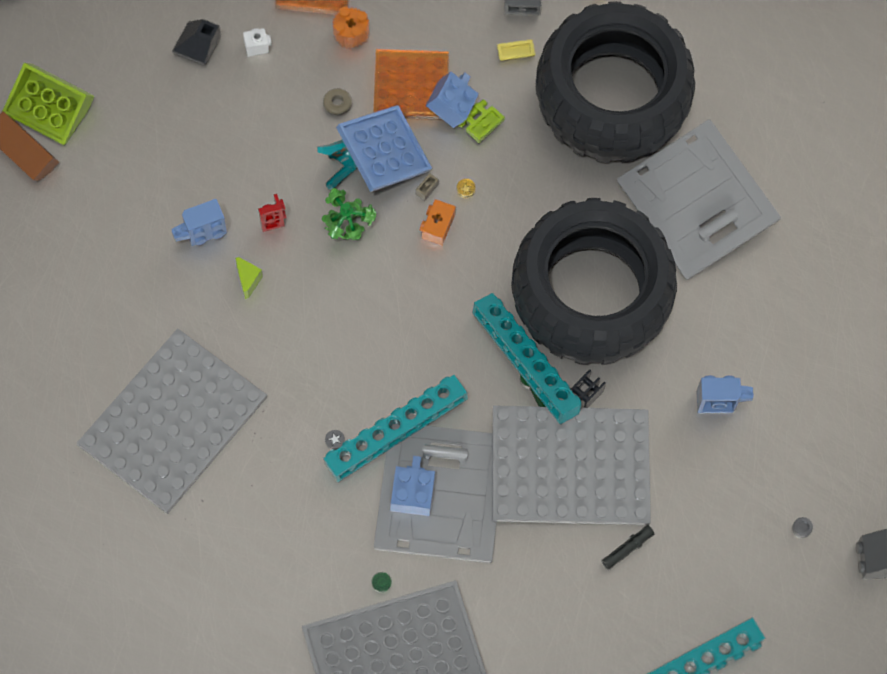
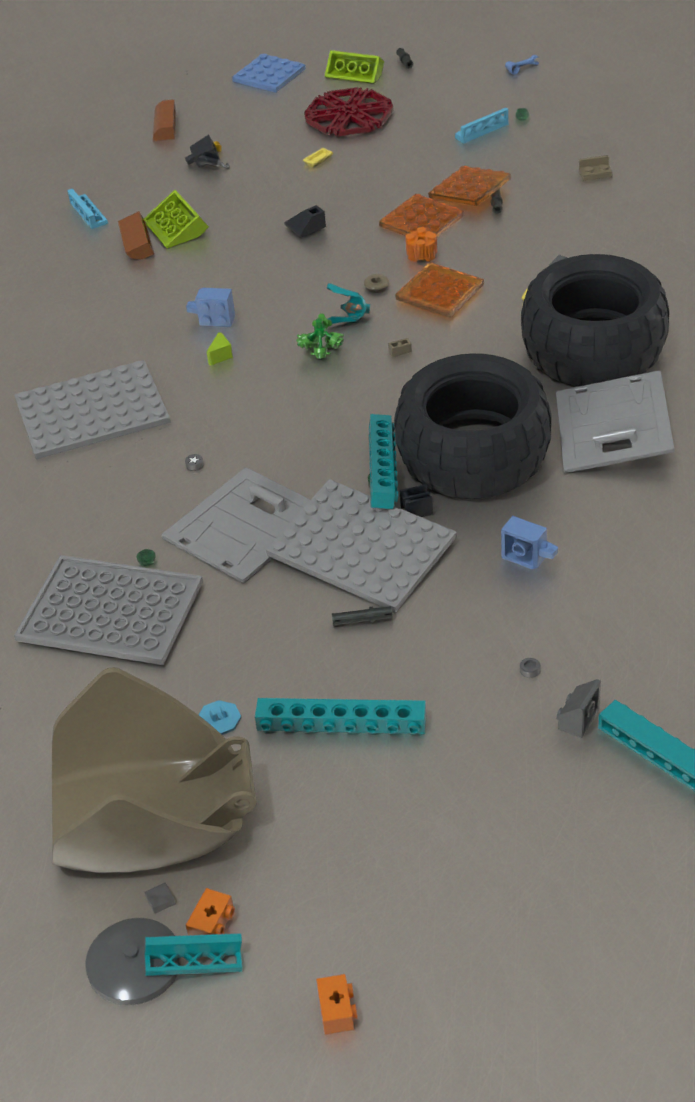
camera: 40 degrees right, 25 degrees down
(256, 42) = (346, 234): white brick -> none
(272, 215) = (267, 318): red bracket -> none
(375, 448) = (243, 467): teal brick -> none
(384, 148) = (382, 307): medium blue plate -> none
(412, 489) = (220, 506): medium blue hinge -> none
(440, 212) = (389, 367): orange brick -> none
(452, 98) = (460, 299): medium blue hinge -> none
(466, 188) = (429, 357): clear yellow tile -> none
(485, 123) = (475, 325): lime plate -> none

